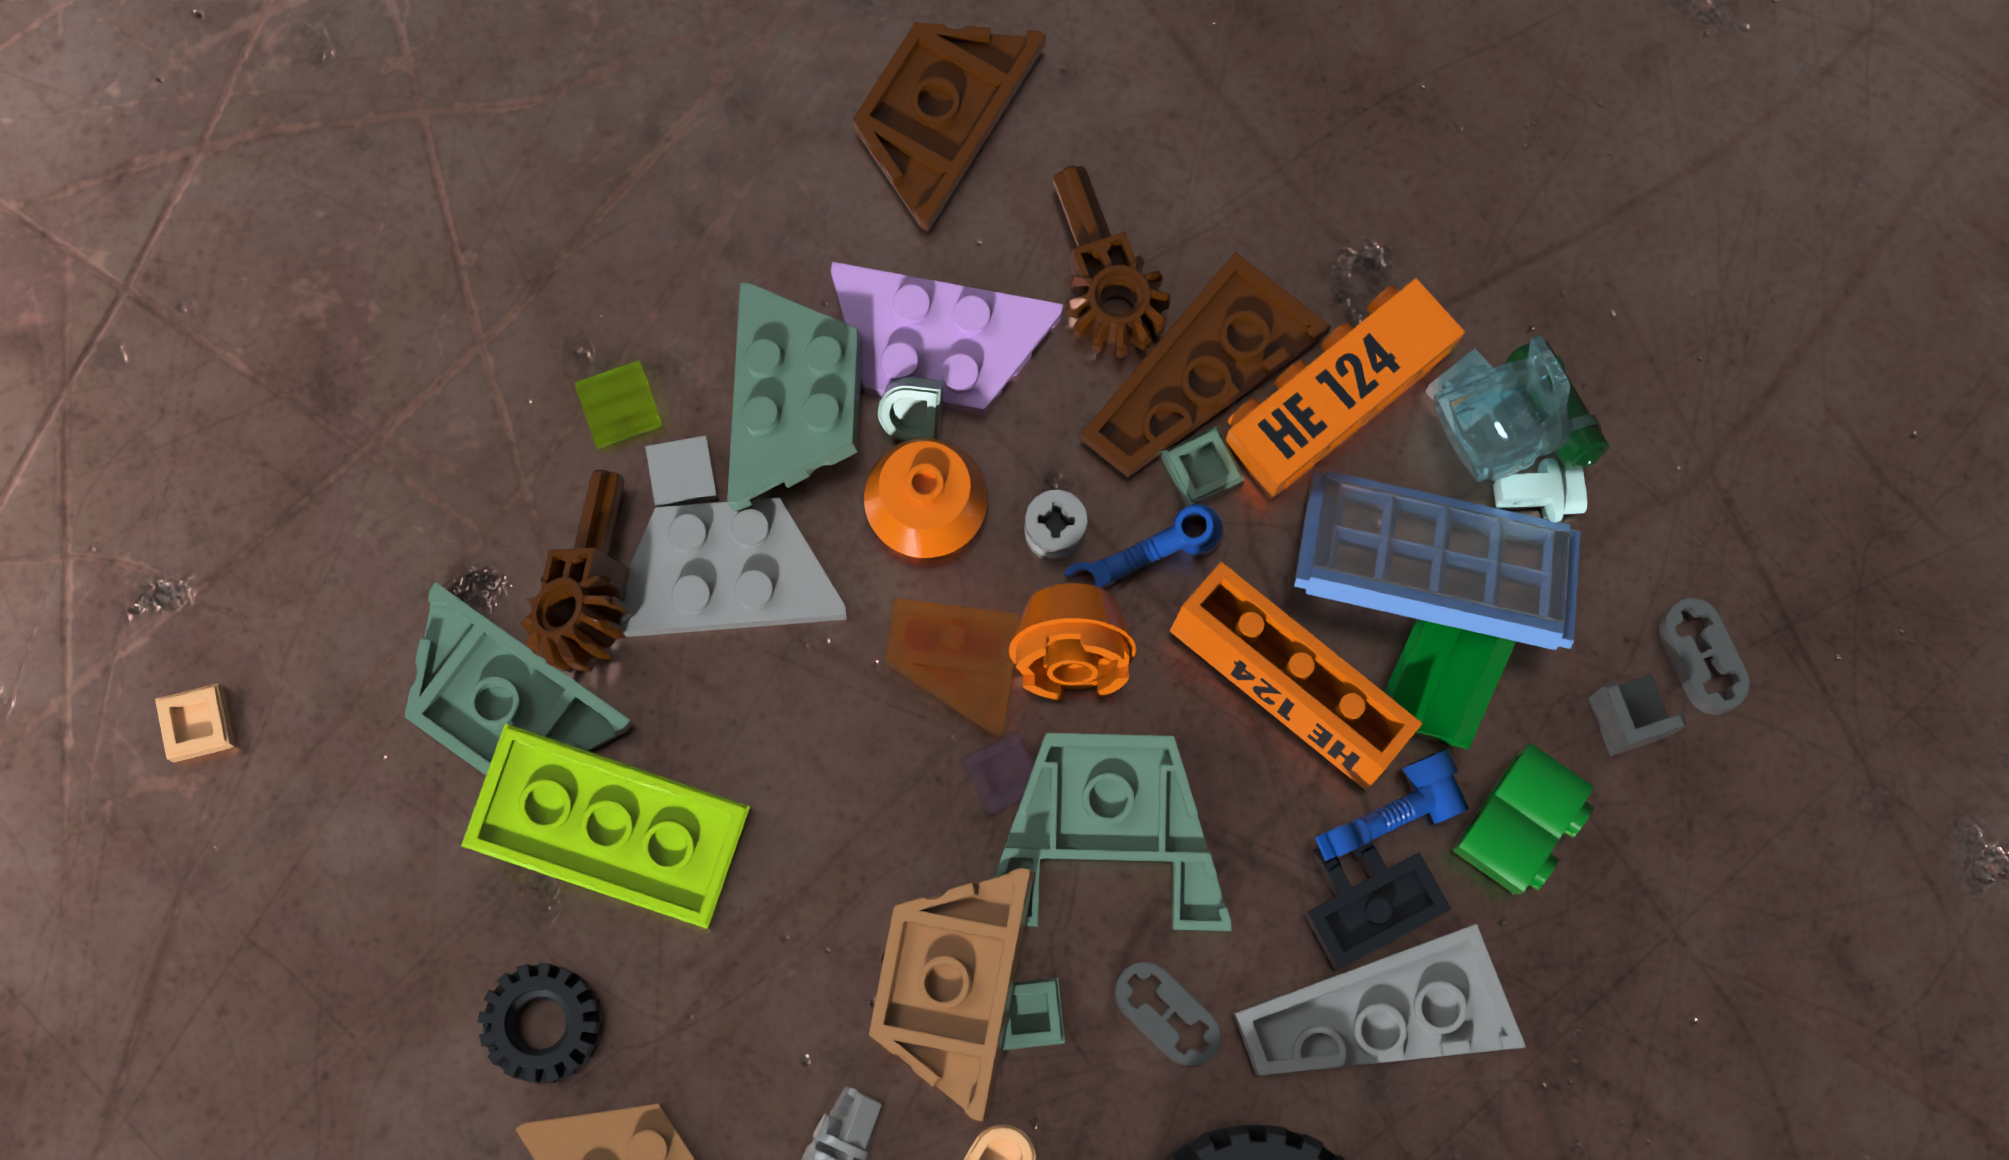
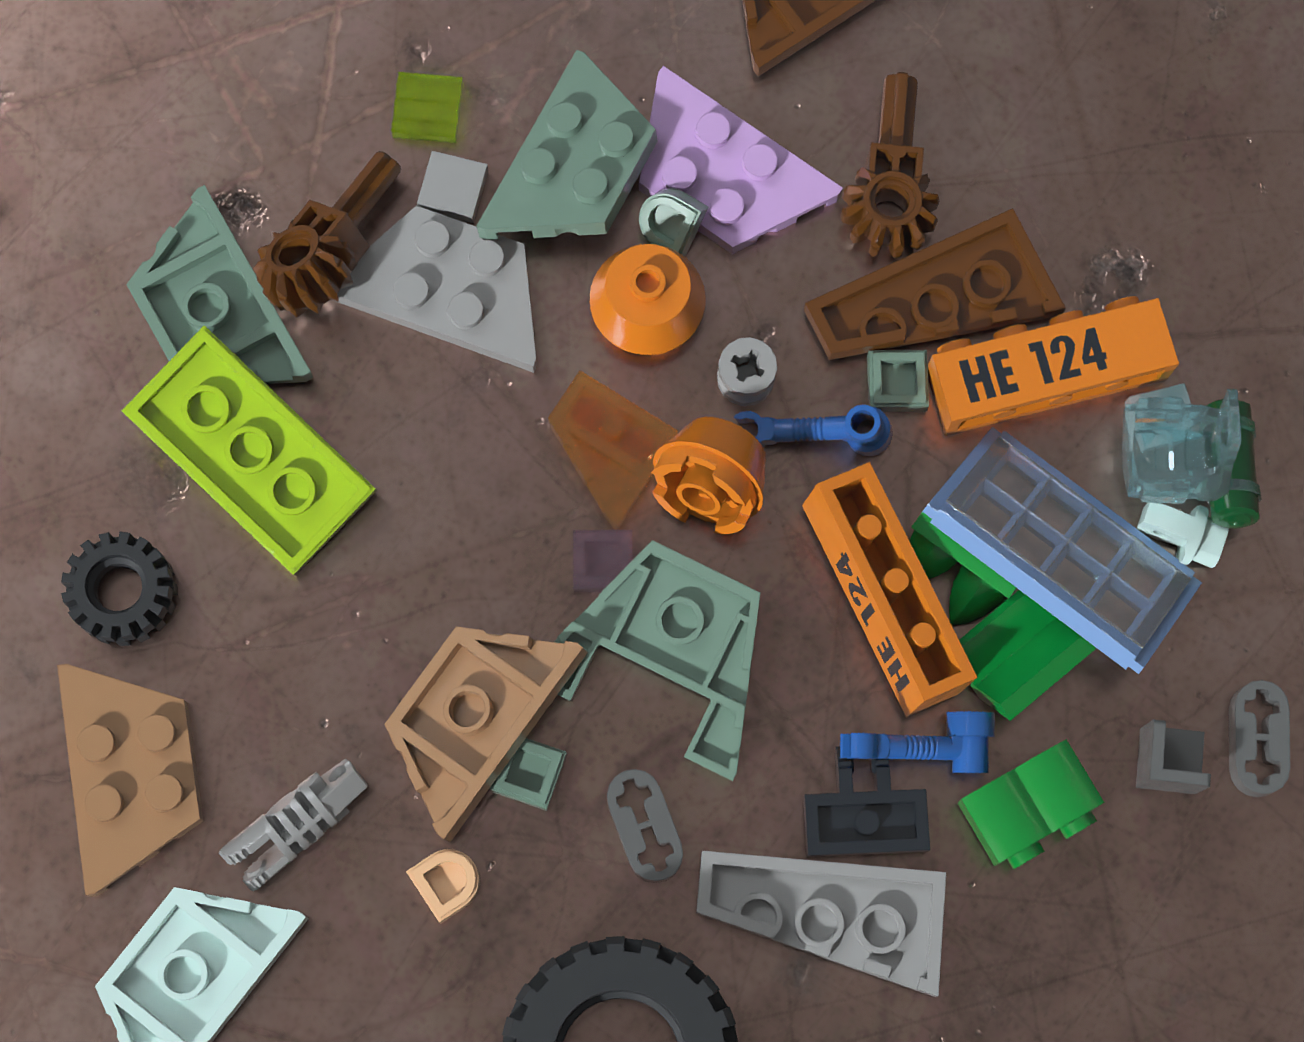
camera: 25 degrees right, 0 degrees up
(1372, 632) = (976, 586): none -> green tile

